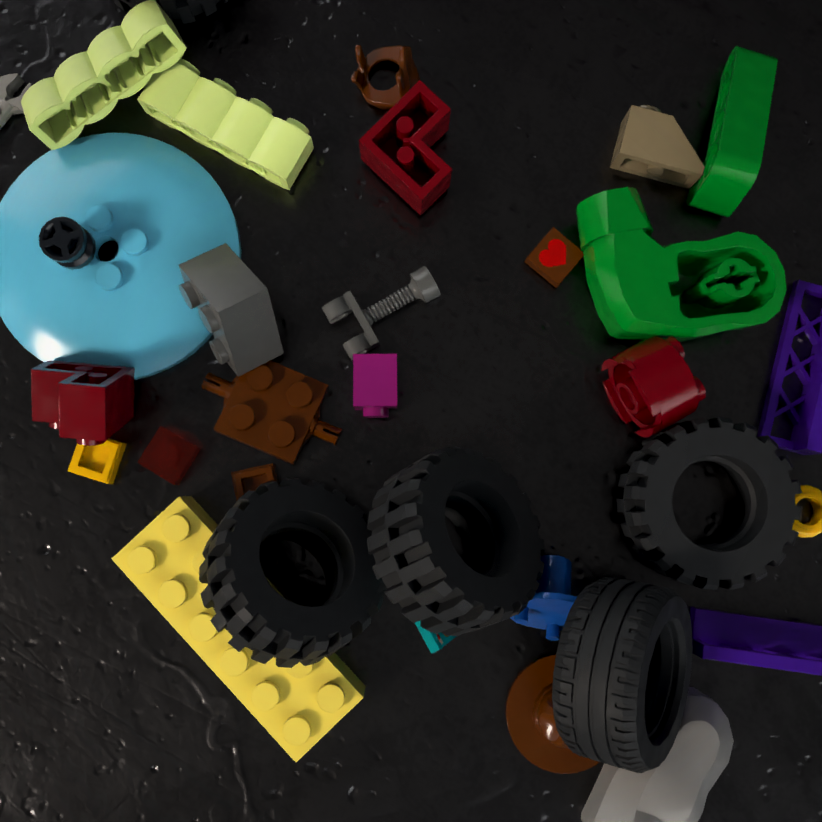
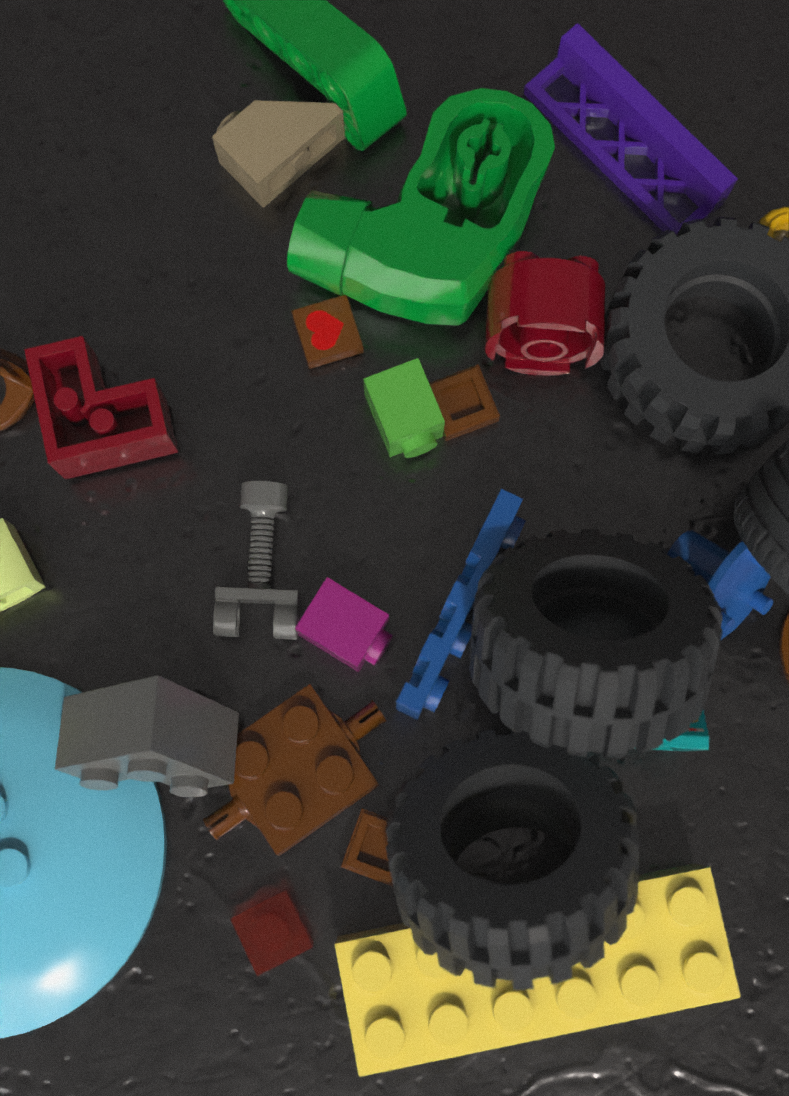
camera: 50 degrees left, 5 degrees down
(83, 399) = (138, 992): dark red brick -> none
(98, 461) = (218, 1024): yellow tile -> none
(370, 456) = (452, 630): none -> blue wing
(534, 335) = (405, 409): none -> bright green brick
(563, 368) = (464, 402): none -> reddish brown tile

